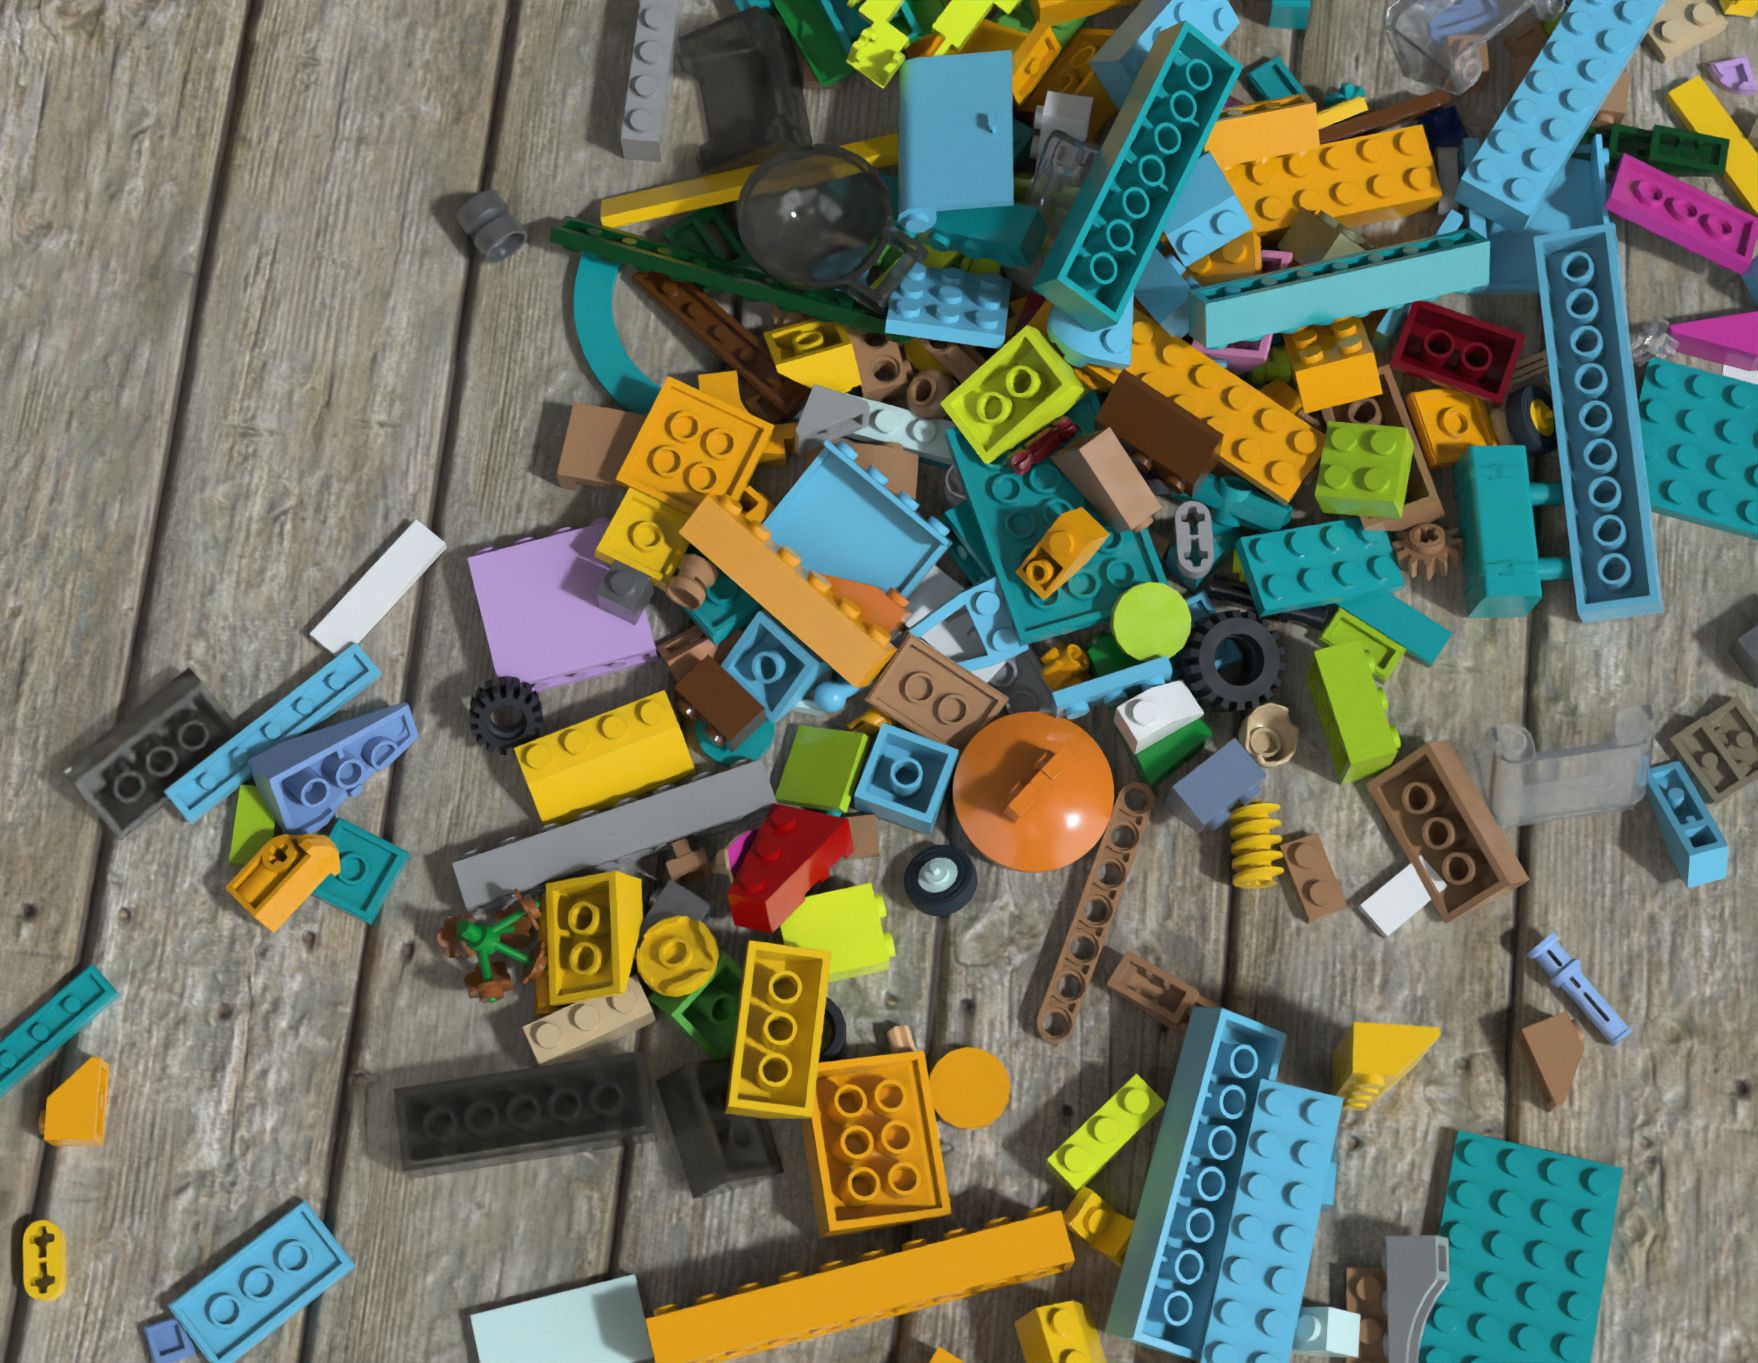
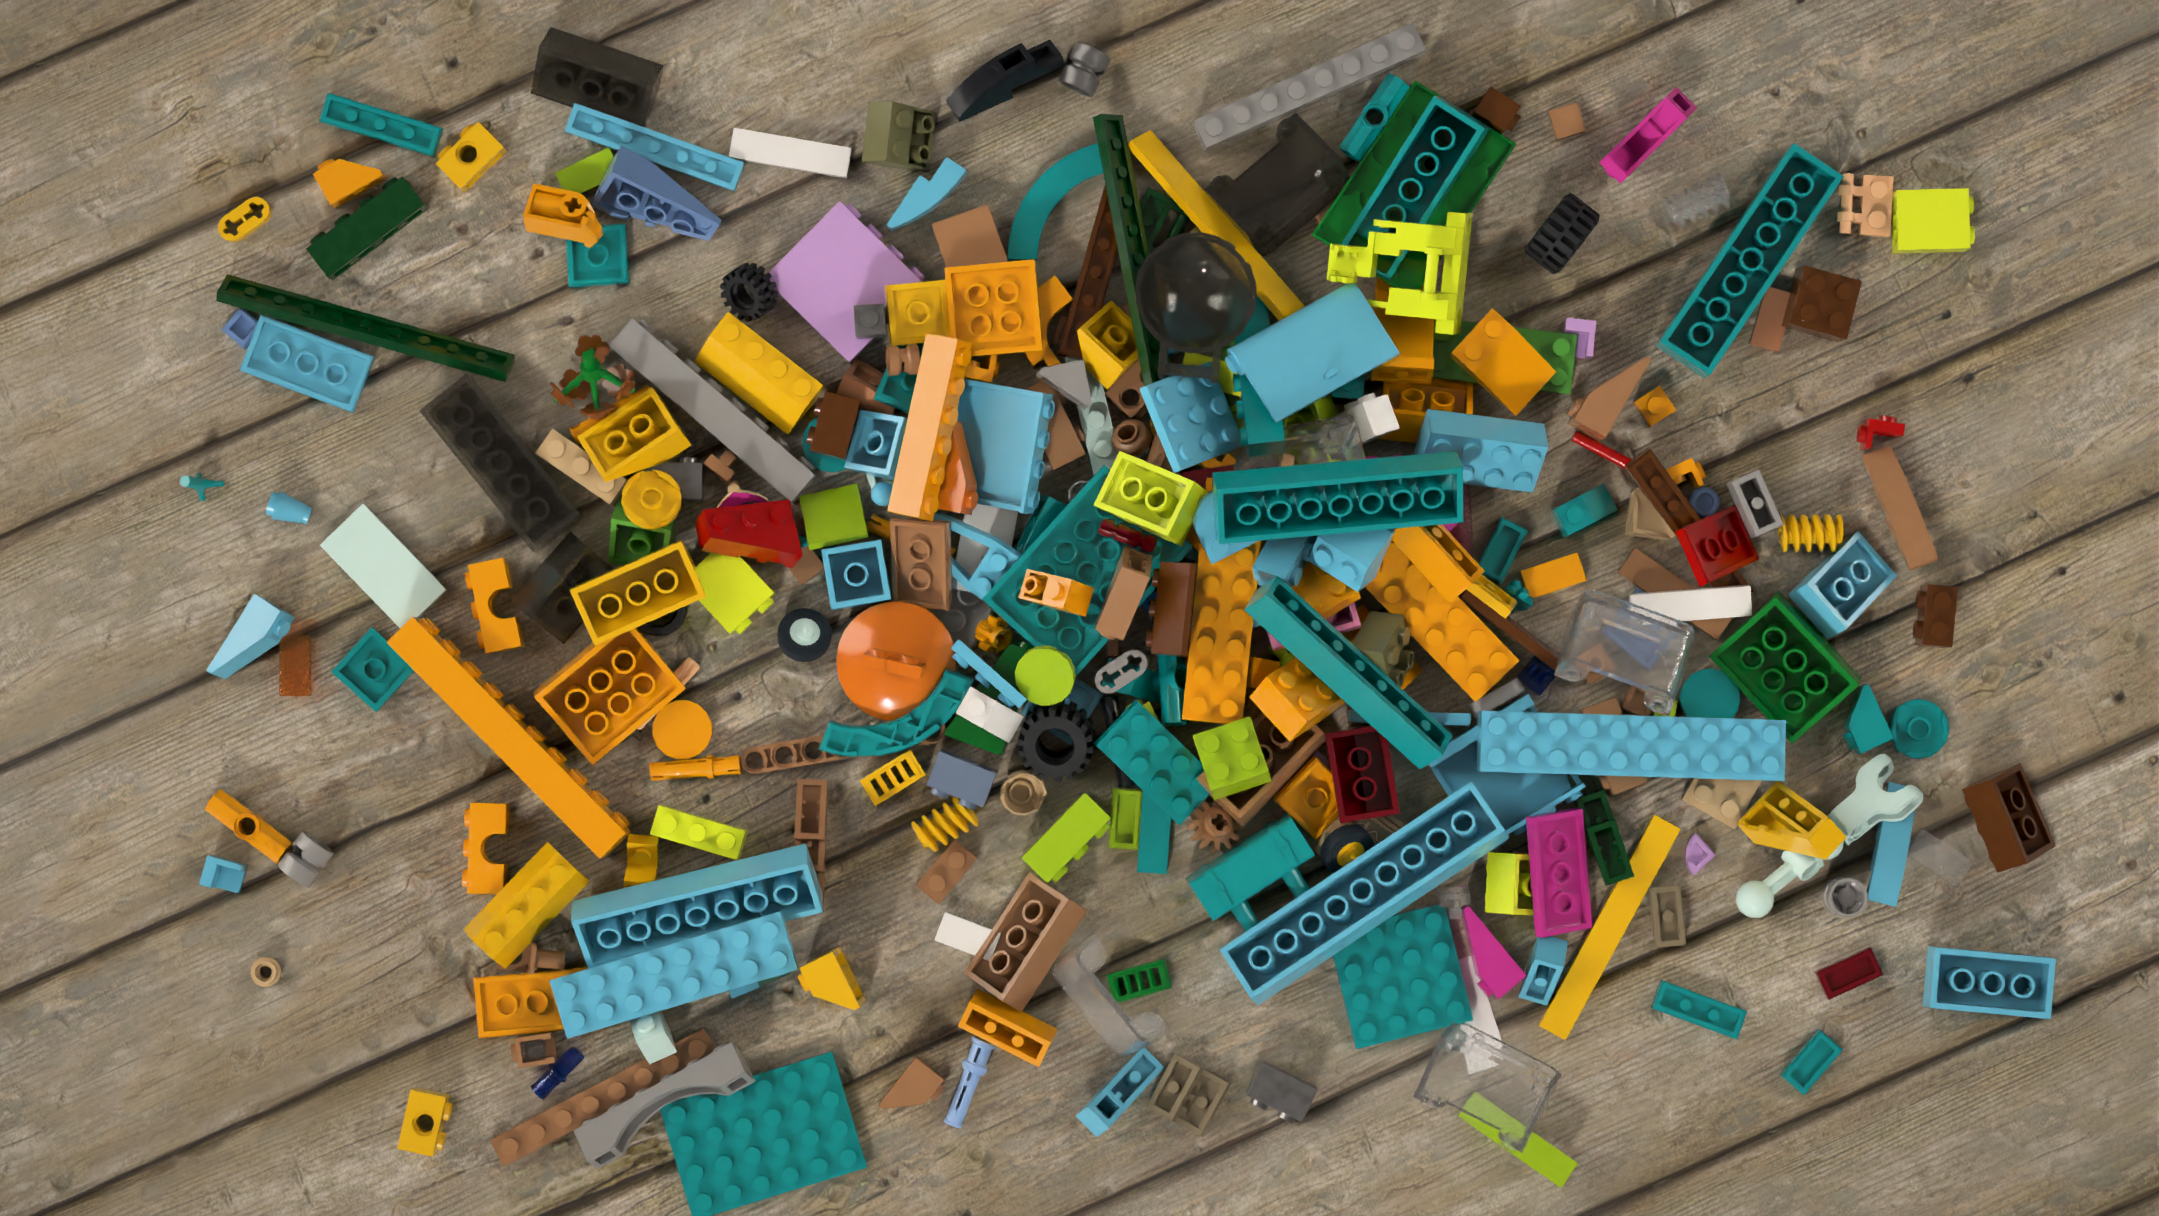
camera: 55 degrees right, 15 degrees up
(148, 1117) = (366, 228): none -> dark green brick
(162, 964) = (465, 173): none -> yellow brick
(262, 1190) = (365, 328): none -> dark green plate
(435, 460) = (898, 136): none -> olive slope
(441, 321) = (995, 79): none -> black slope
(520, 465) = (927, 195): none -> medium azure slope
(723, 1241) = (487, 581): none -> light orange arch
(1027, 1091) = (689, 768): none -> light orange pin
(1120, 825) = (903, 731): none -> teal tile
(1166, 840) = (913, 763): none -> yellow slope
(1341, 55) = (1553, 575): none -> light orange tile
(1541, 904) = (1007, 1027): none -> light orange brick
(1547, 723) = (1114, 987): none -> green slope
(1667, 273) = (1508, 884): none -> neon yellow slope

